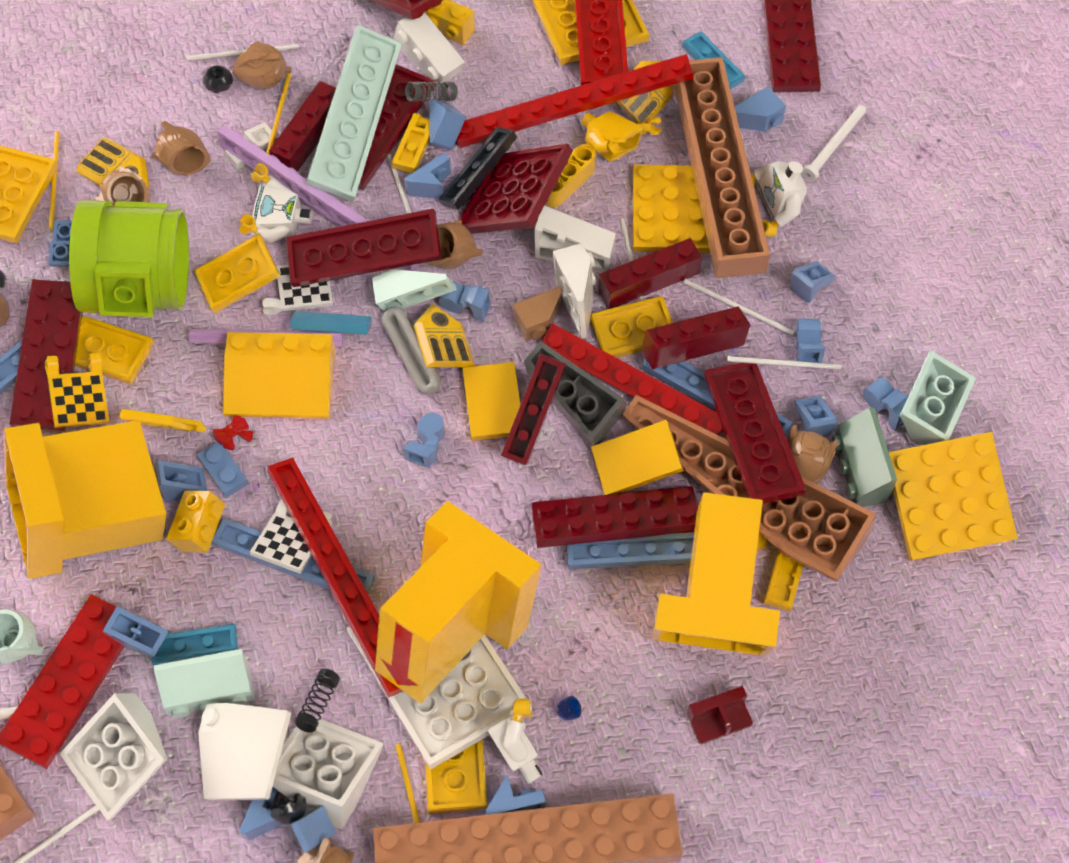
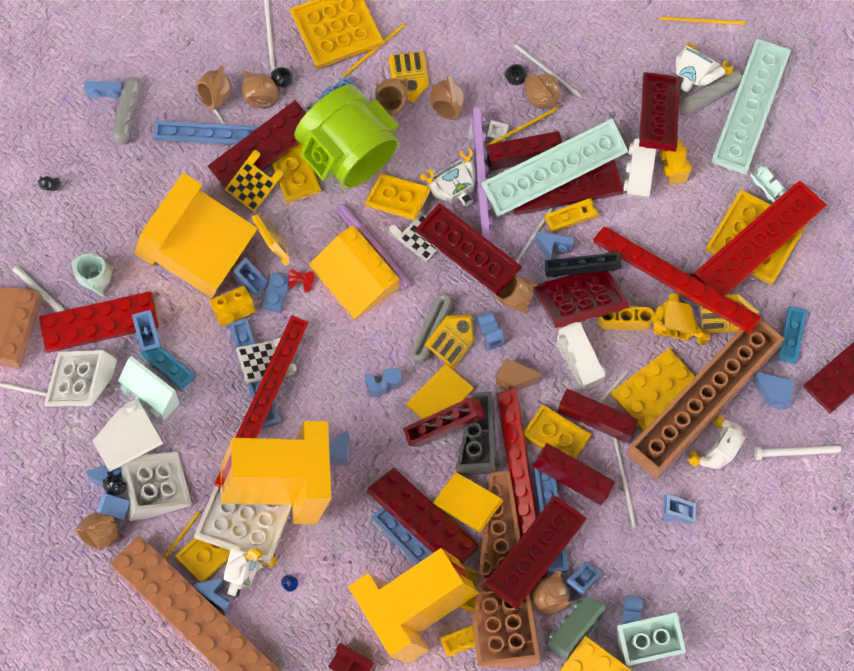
camera: 50 degrees right, 5 degrees up
(305, 721) = (169, 457): black piece -> none
(331, 322) = (411, 271): dark azure tile -> none
(409, 288) = (463, 291): light aqua slope -> none
(443, 92) = (623, 205): dark grey piece -> none
(444, 123) = (597, 220): medium blue slope -> none
(577, 281) = (548, 382): white slope -> none
(783, 362) = (602, 536): white piece -> none
(808, 340) = (633, 540): medium blue leg -> none

